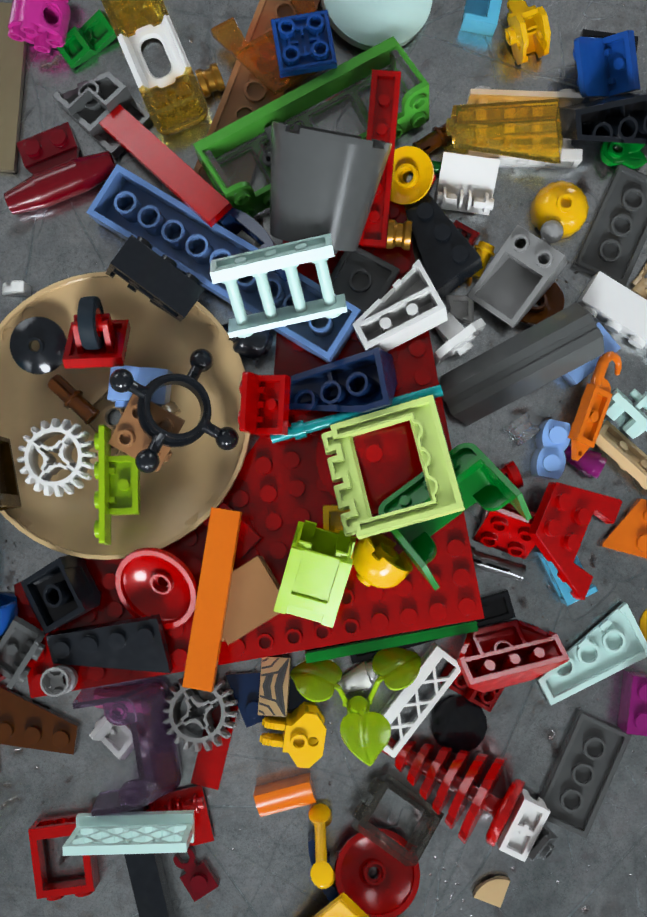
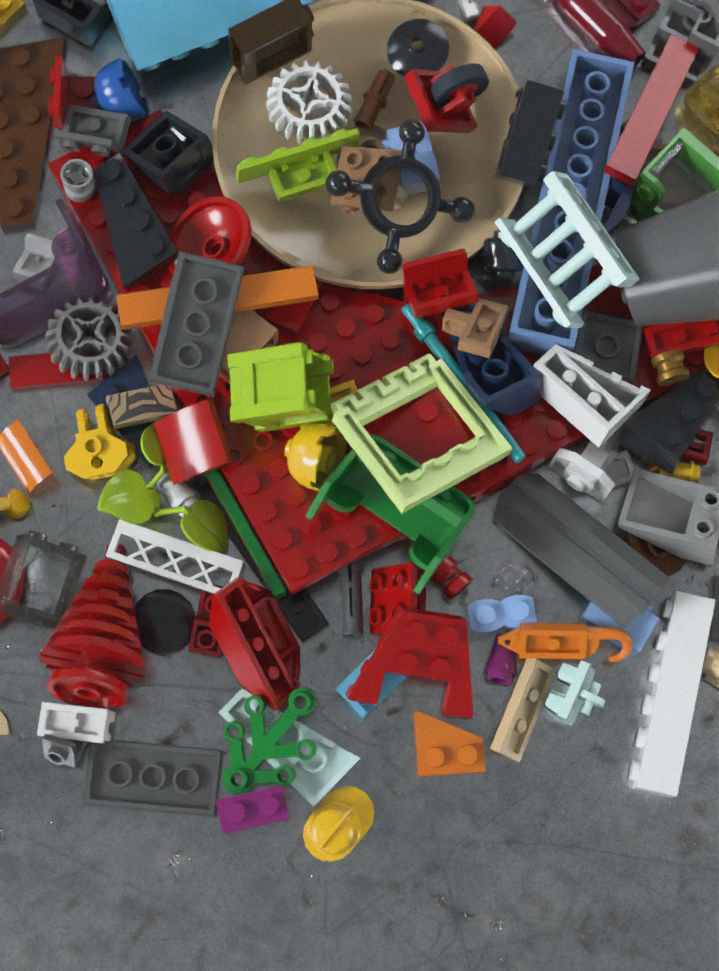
camera: 70 degrees right, 10 degrees down
(37, 272) = (494, 24): none -> red slope
(232, 626) = (196, 324): none -> dark grey tile
(314, 384) = (477, 329): none -> medium nougat hinge
(327, 657) = (193, 441): none -> red slope
(592, 676) = (266, 745): none -> green plant

